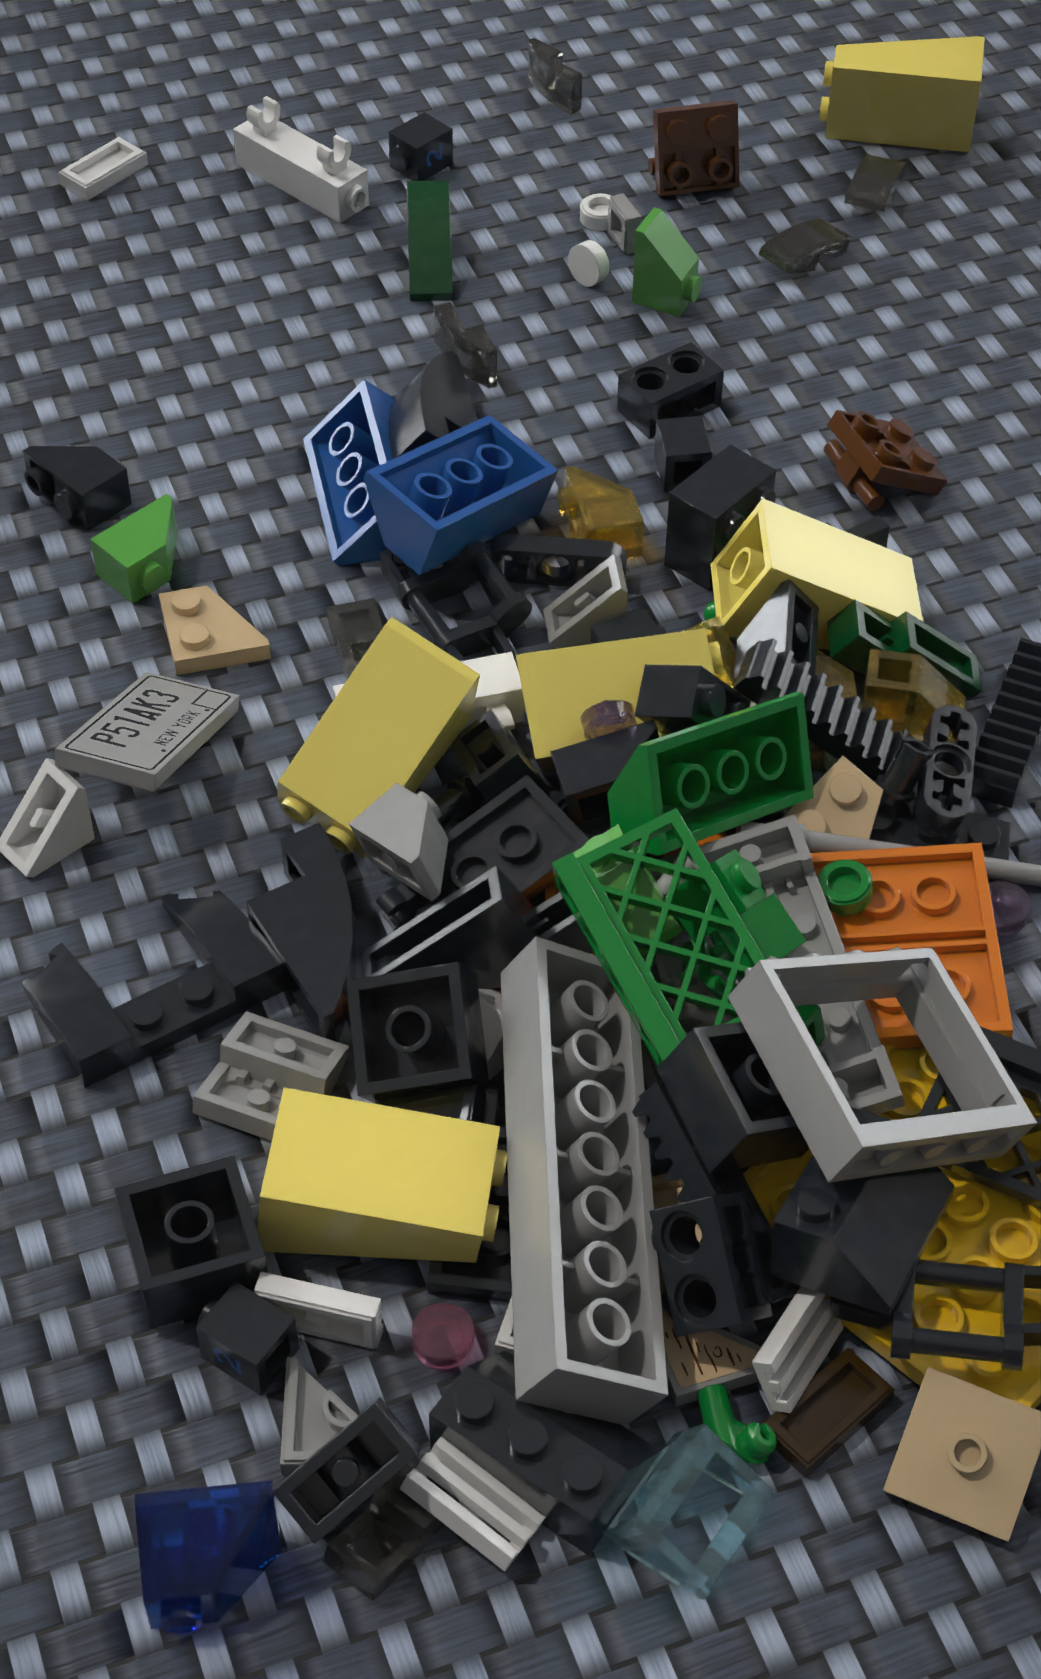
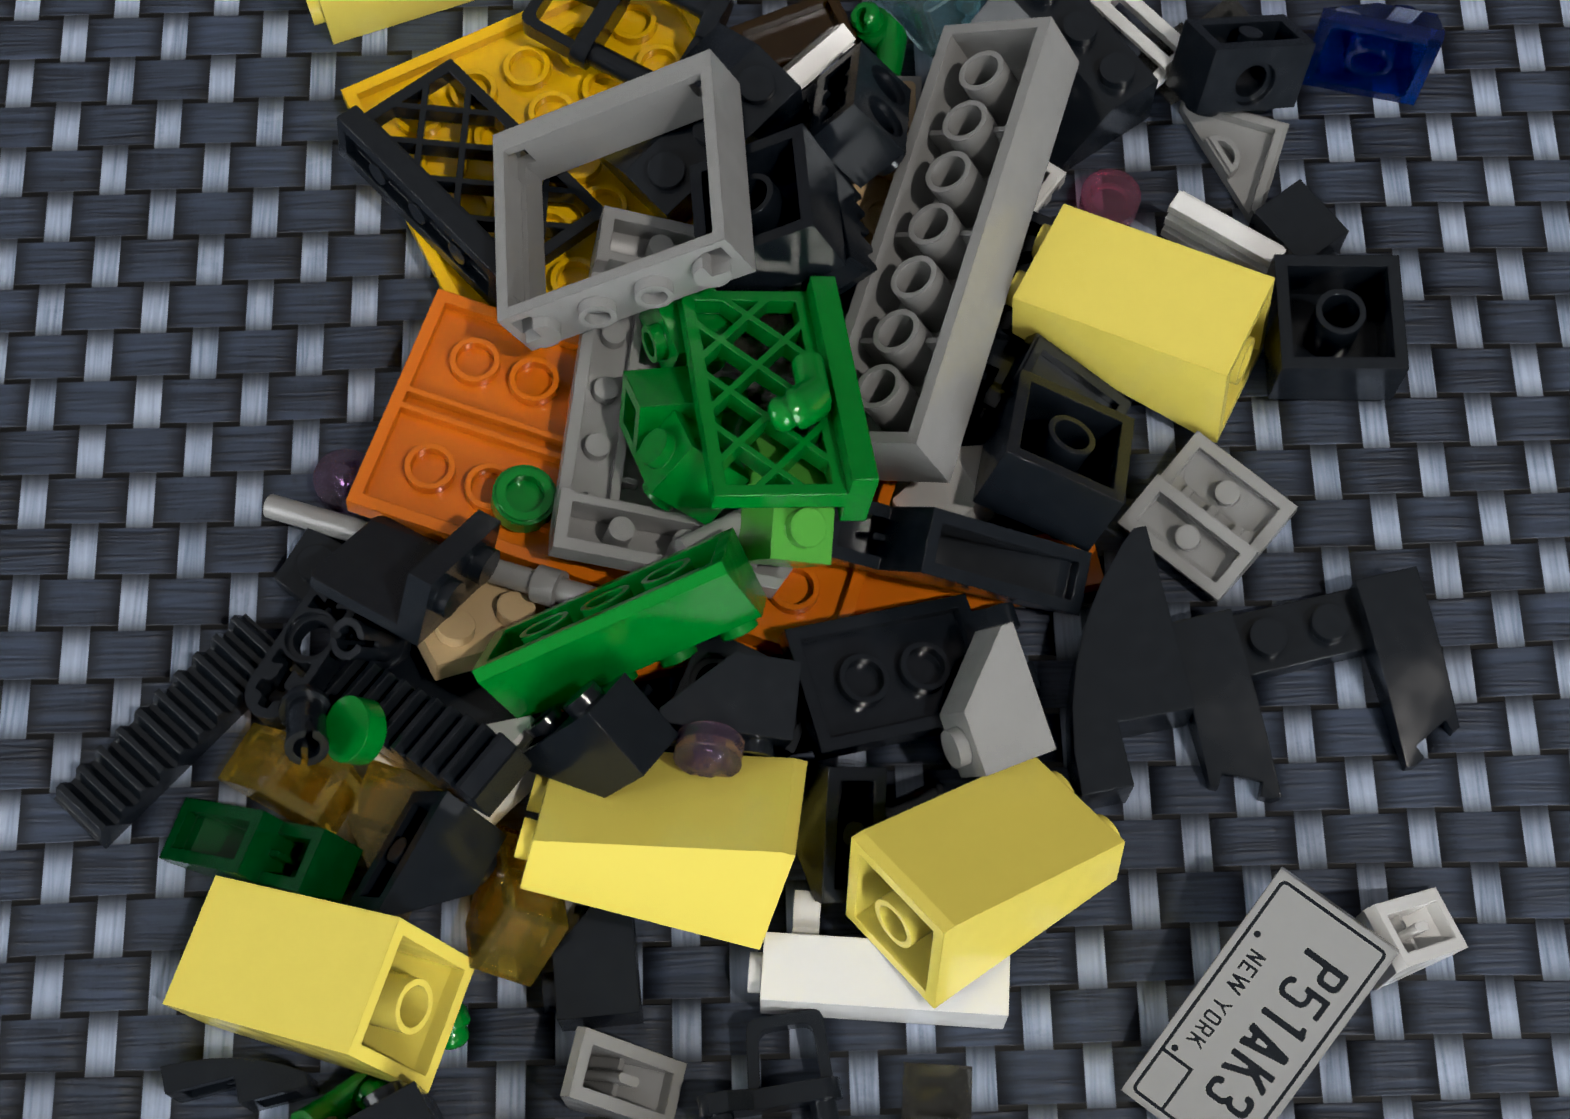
camera: 160 degrees left, 20 degrees up
(634, 920) = (807, 399): none -> green arm
(875, 695) = (356, 730): none -> green tile
(900, 787) = (407, 578): none -> black bracket
(914, 689) = (304, 716): none -> black pin

